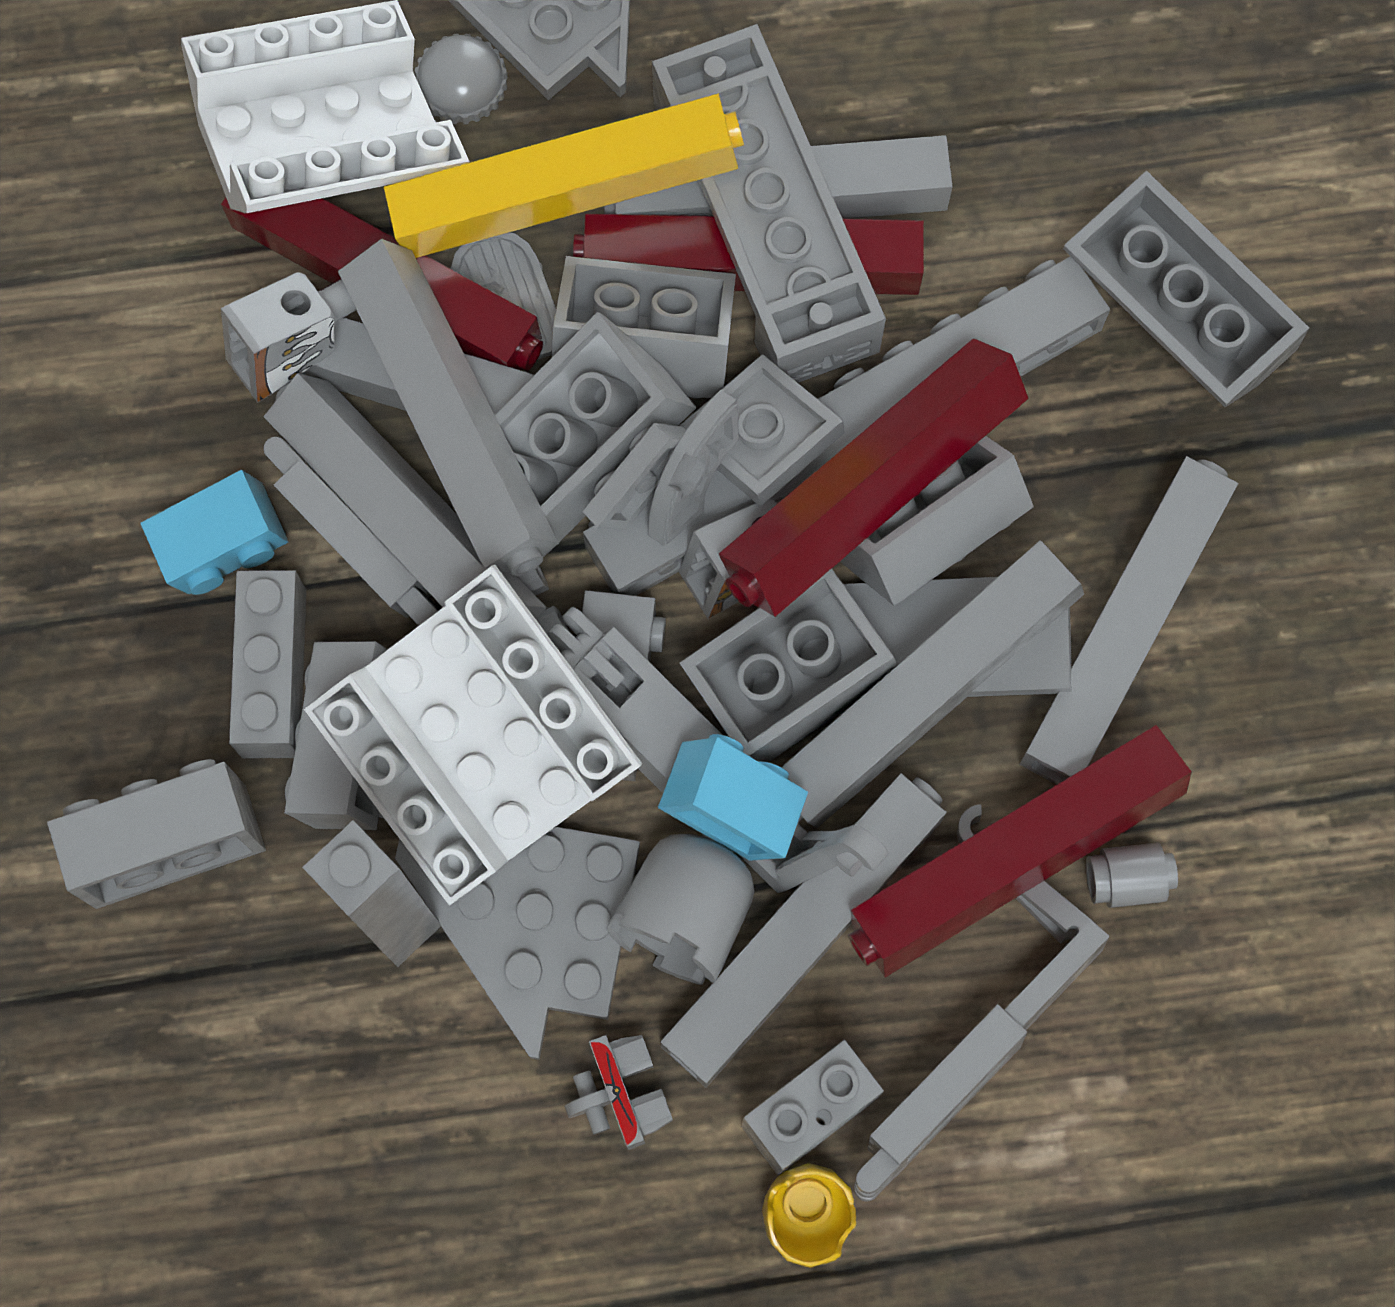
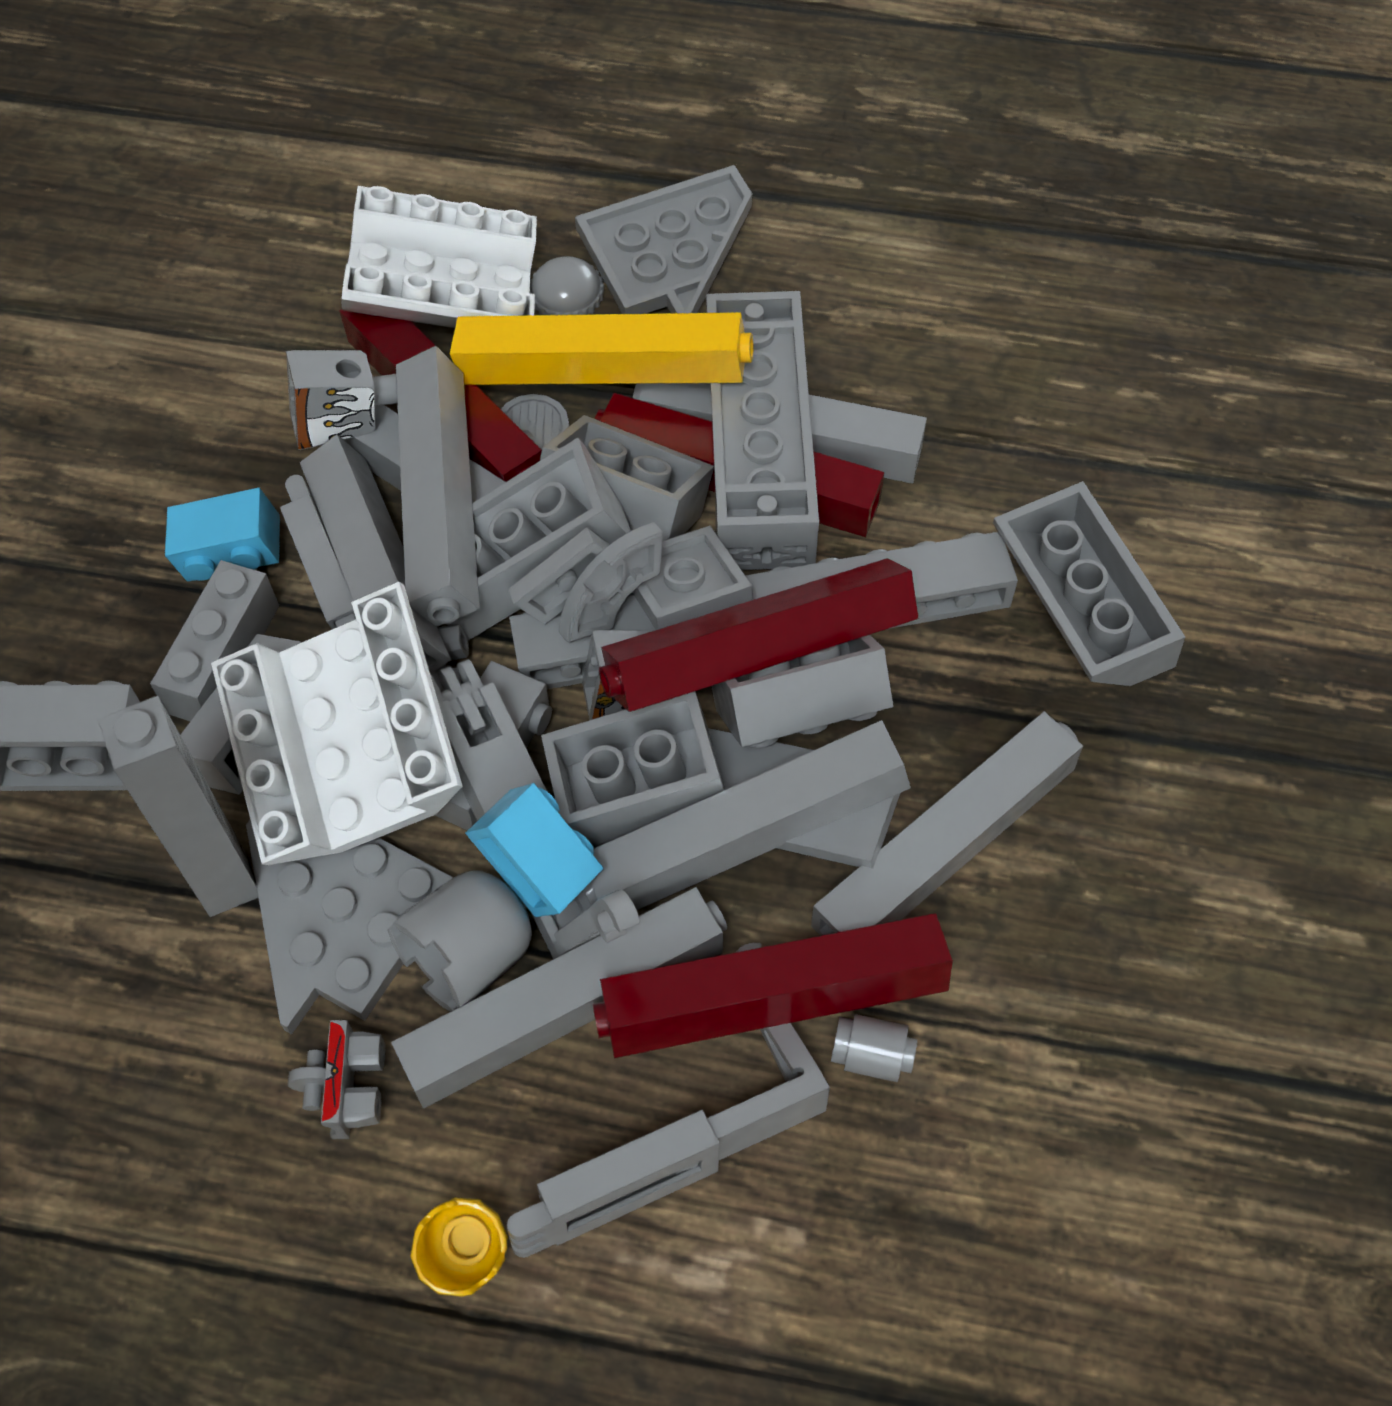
camera: 20 degrees right, 15 degrees down
(830, 1089) = (491, 1132): light grey window -> none

